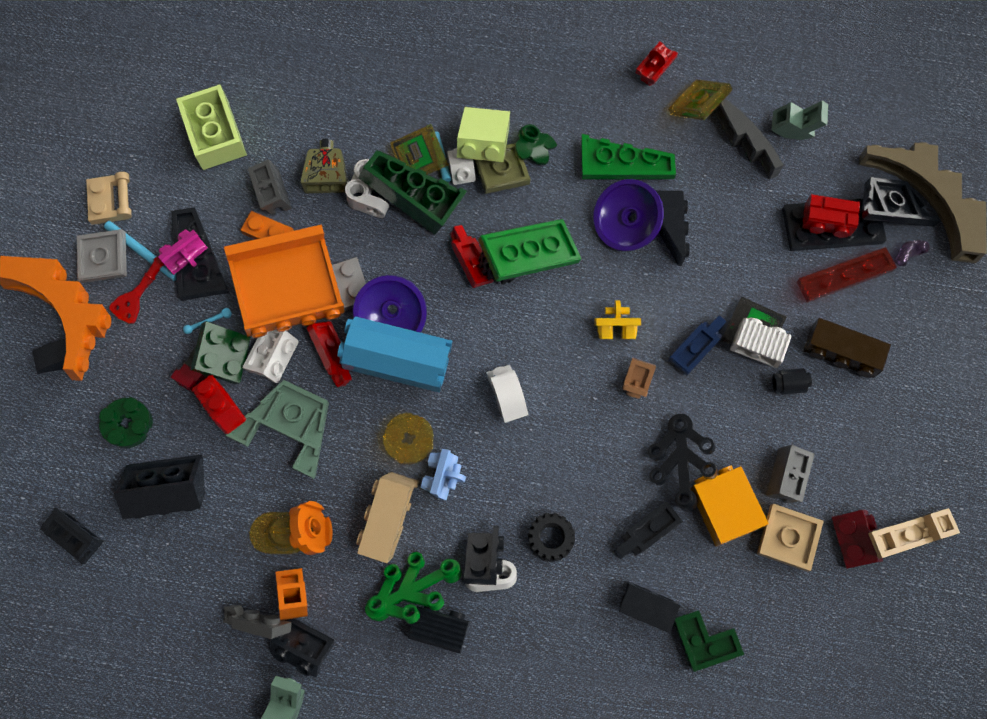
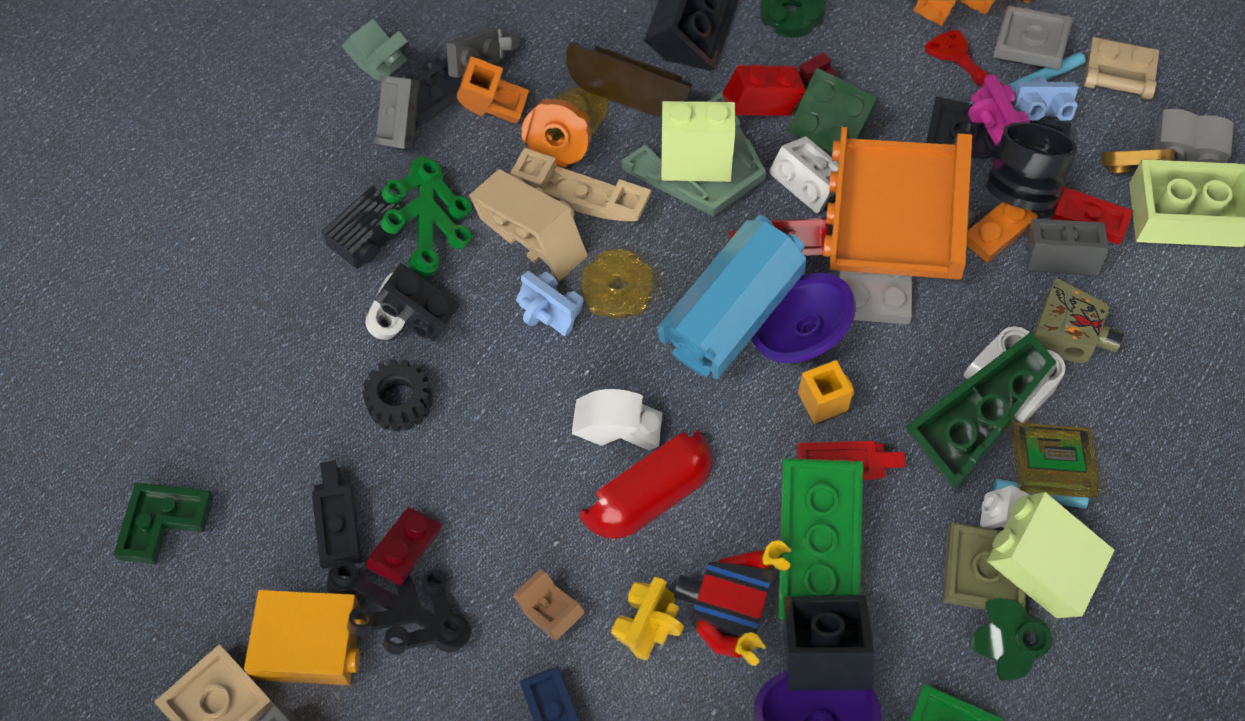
camera: 115 degrees right, 10 degrees down
(155, 233) = (1046, 99): none -> light blue hips
(157, 141) = (1194, 136): none -> light grey brick
(186, 166) = (1121, 160): none -> pearl gold plate
(222, 216) = (1031, 166): none -> black wheel
(226, 313) = (889, 101): medium azure hinge -> none
(238, 182) = (1083, 207): none -> red plate
(238, 505) = (624, 79): none -> dark brown brick
(290, 418) = (697, 141): none -> yellowish green brick
(337, 656) = (397, 112): none -> hinge
(344, 495) = (582, 192): none -> tan slope
(434, 281) = (825, 391): none -> light orange brick
(536, 358) = (650, 487): none -> red brick
(586, 282) = (733, 600): none -> torso
(588, 222) = (828, 643): none -> black brick
(646, 477) = (403, 546): none -> dark red plate
(649, 607) = (244, 470): black hinge -> none

